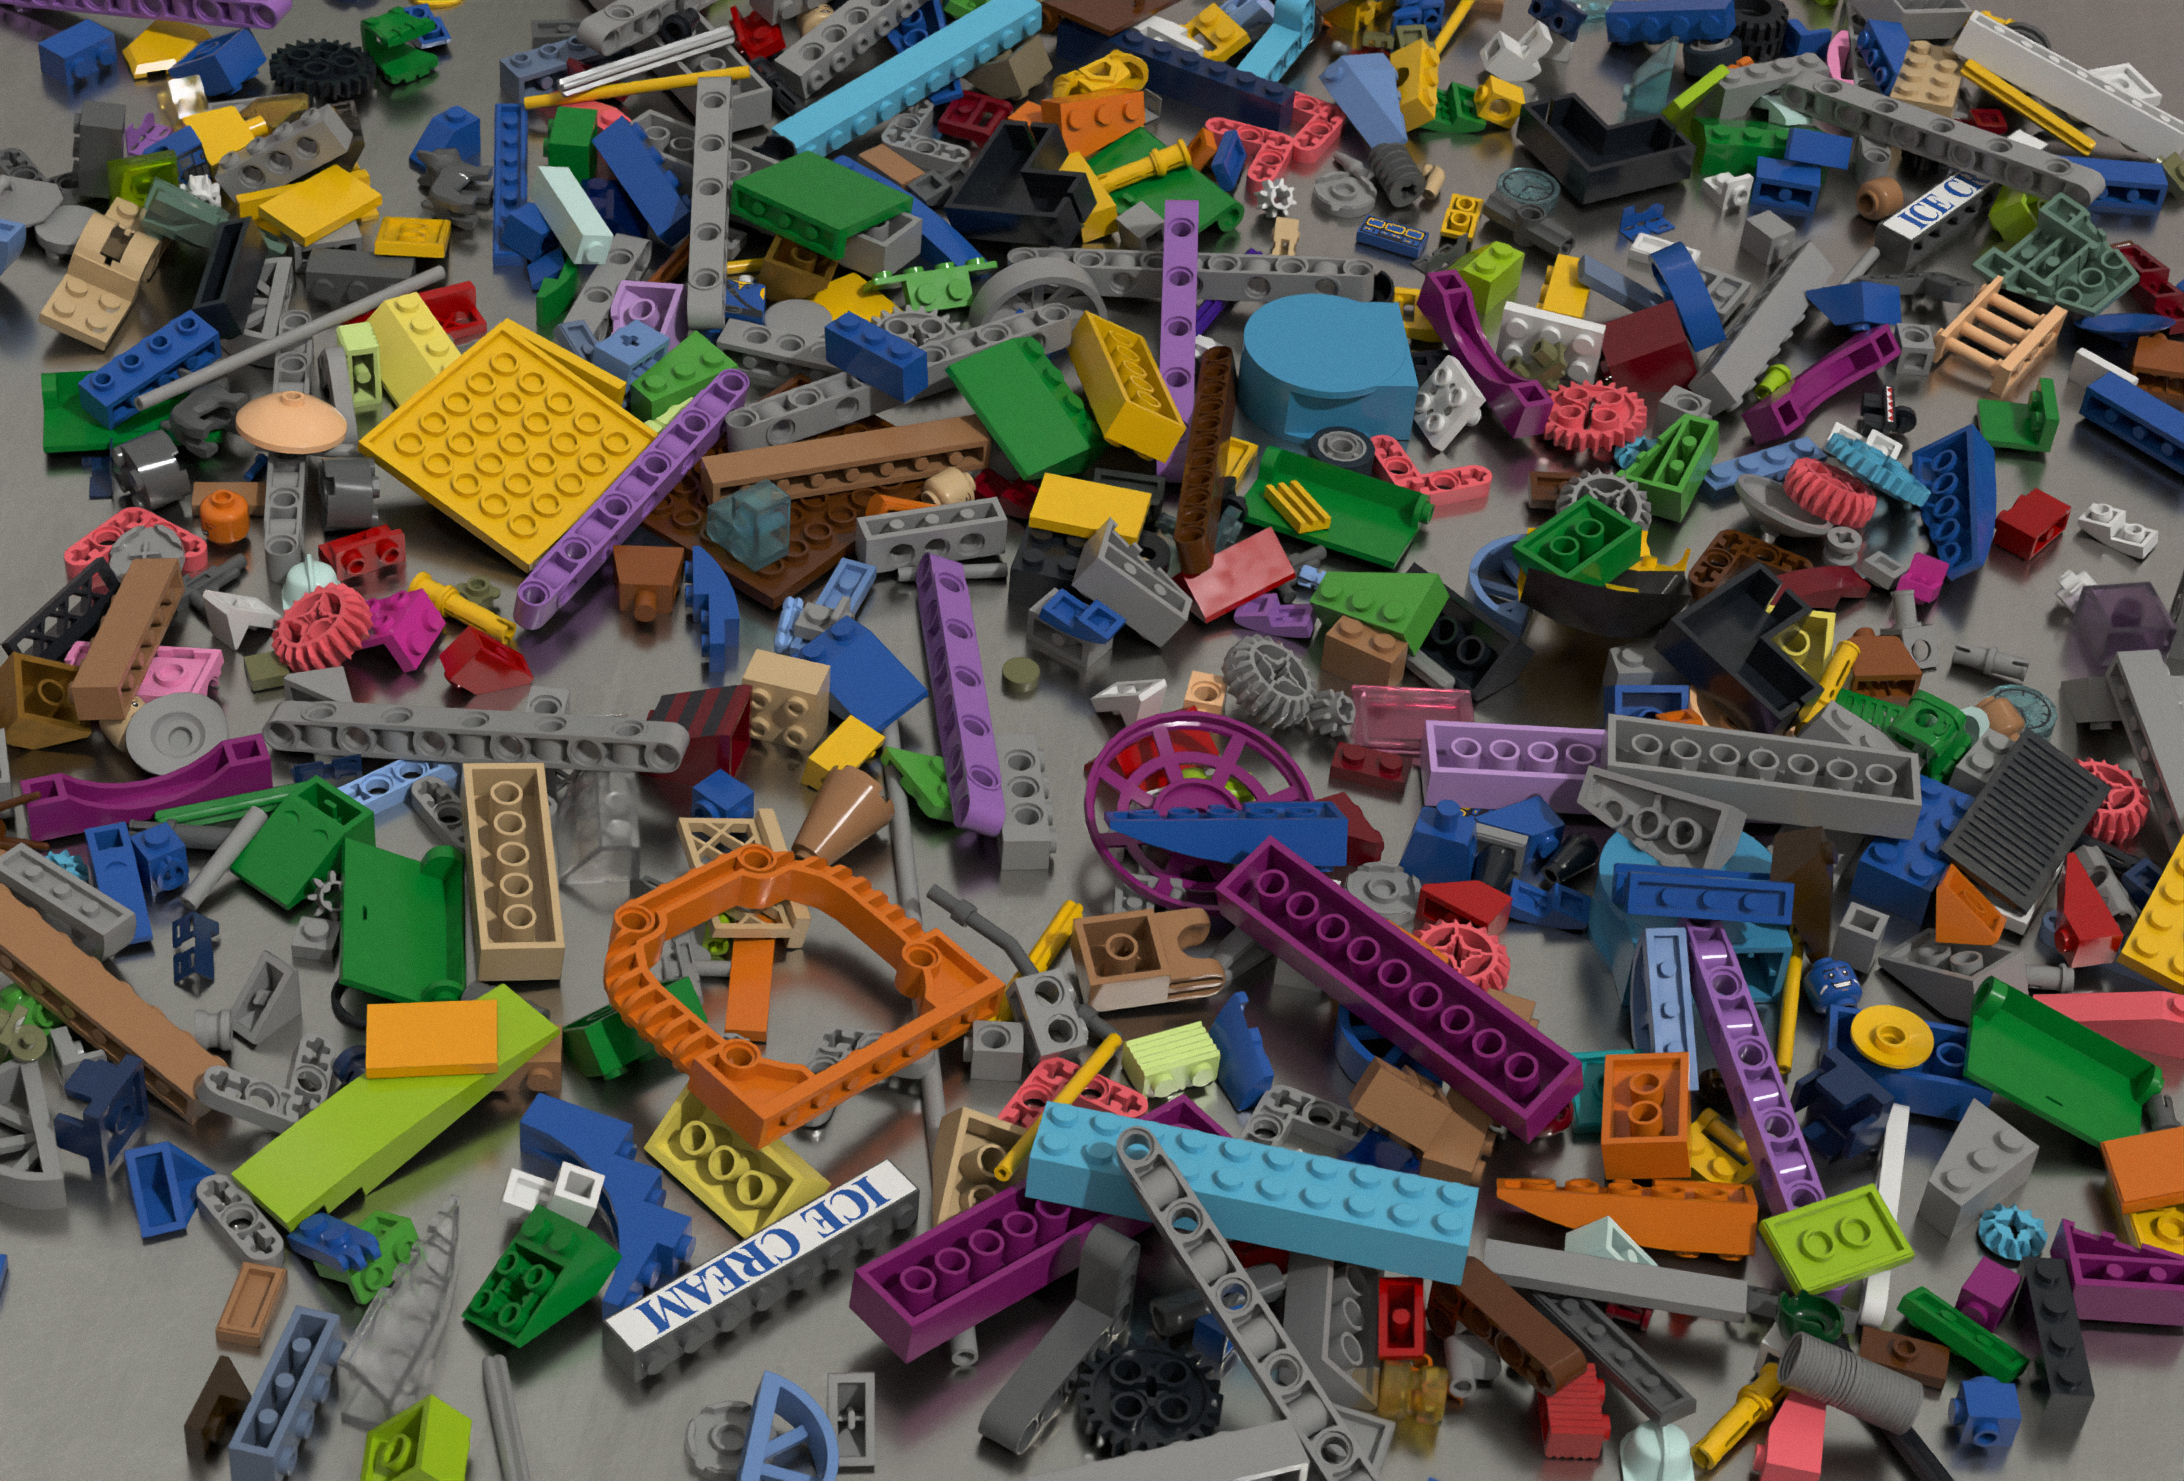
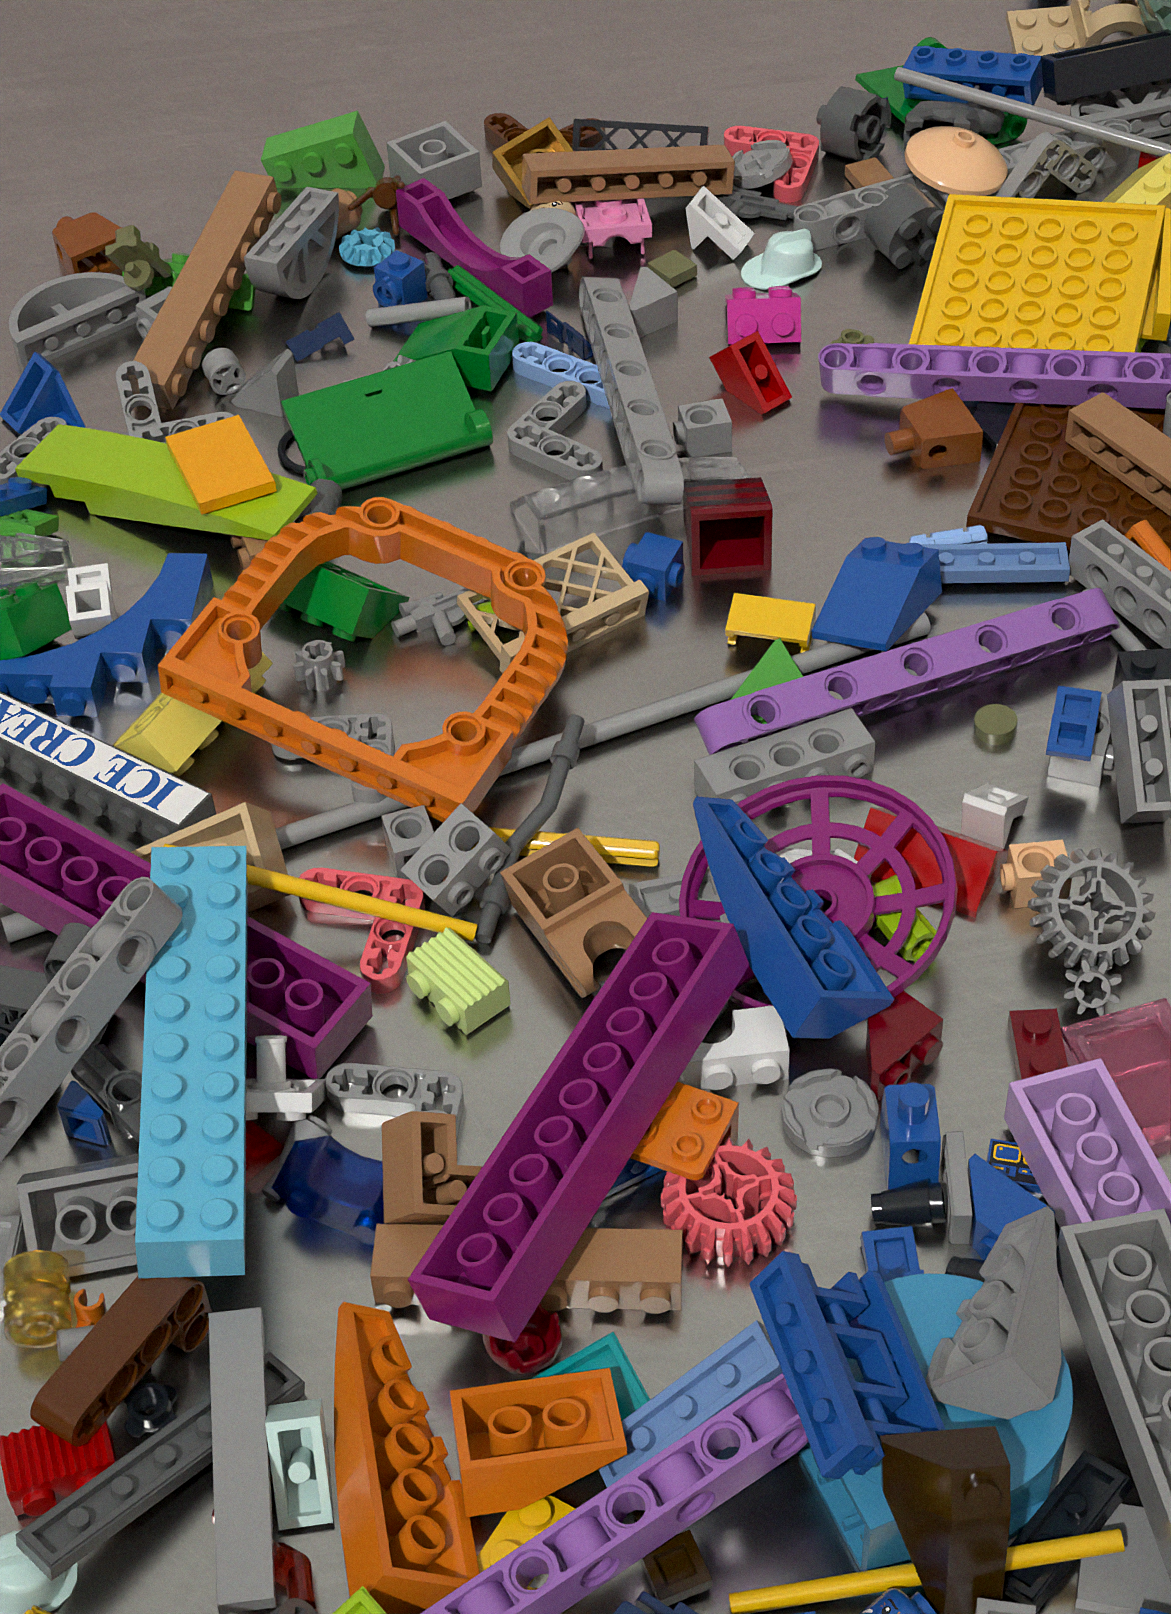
camera: 80 degrees right, 5 degrees up
(114, 1114) = (91, 339): dark blue panel -> none
(116, 872) = (352, 272): blue slope -> none
(224, 517) = (832, 176): orange head -> none
(322, 628) = (718, 268): coral gear -> none
(362, 361) = (1085, 170): yellowish green brick -> none
(364, 551) = (857, 268): red bracket -> none
(450, 603) = (822, 330): yellow pin -> none
(511, 872) = (477, 450): tan brick -> none
(713, 607) = (935, 484): blue slope -> none
(750, 985) = (430, 657): orange tile -> none
(752, 524) = (1033, 455): clear light blue brick -> none
(788, 699) = (804, 550): tan brick -> none
(818, 618) = (952, 550): light grey bracket -> none
(842, 815) = (667, 642): medium nougat cone -> none
(1243, 1064) = (467, 1047): blue slope -> none
(1402, 1318) = (101, 1263): red slope -> none
(1466, 903) = (829, 1196): red slope -> none

